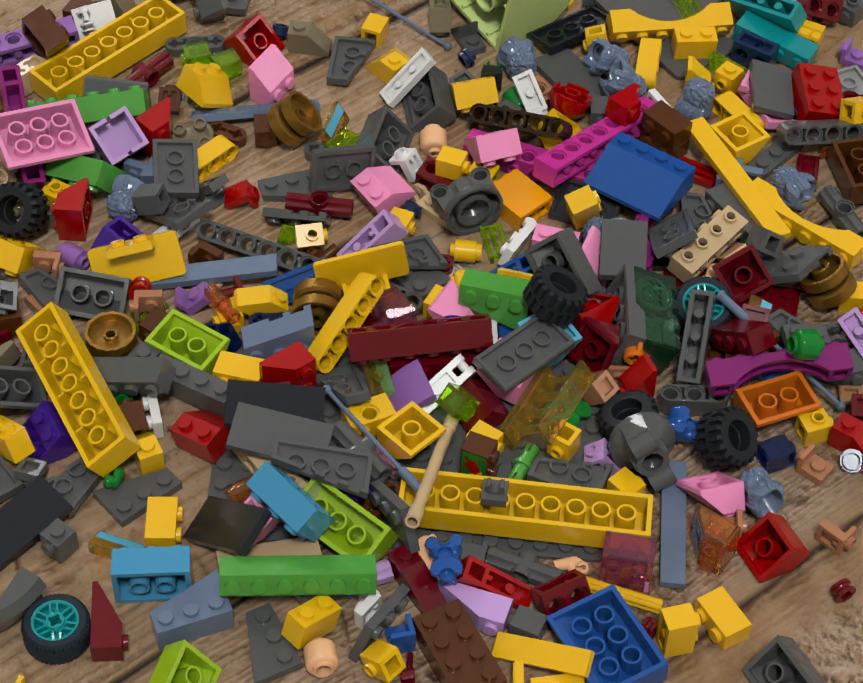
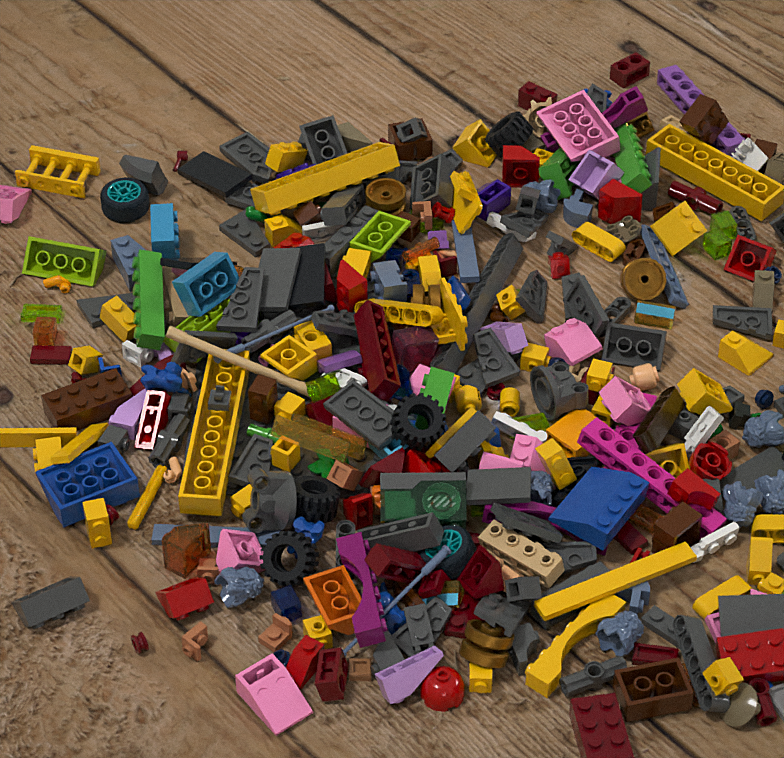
camera: 90 degrees right, 5 degrees down
(48, 261) = (467, 164): nougat bracket -> none
(59, 541) = (199, 194): dark grey brick -> none
(74, 255) = (480, 176): medium lavender brick -> none
(103, 544) = (197, 225): clear yellow slope -> none
(106, 631) = (125, 223): dark red slope -> none
(163, 522) = (214, 241): yellow brick -> none
(176, 166) = (570, 213): dark grey plate -> none
(204, 252) = (485, 247): reddish brown bracket -> none
(270, 76) = (700, 266): bright pink slope -> none
(319, 202) = (552, 307): dark red piece -> none
(321, 657) = (92, 329): light nougat head -> none
(341, 137) = (621, 318): clear neon green tile -> none
(379, 378) = (345, 344): clear yellow slope -> none
(383, 617) = (118, 355): dark grey wing -> none
(407, 77) = (714, 350): white plate -> none
(408, 160) = (614, 355): white bracket -> none
(429, 101) = (716, 369): dark grey slope -> none
(560, 590) = (138, 456): dark red brick -> none
(628, 561) = (163, 494): clear pink brick -> none
(696, 99) = (729, 560): sand blue hair -> none
(722, 618) = (115, 560): yellow brick -> none
(741, 135) = (677, 588): yellow slope -> none
(805, 344) = (369, 588): green head -> none

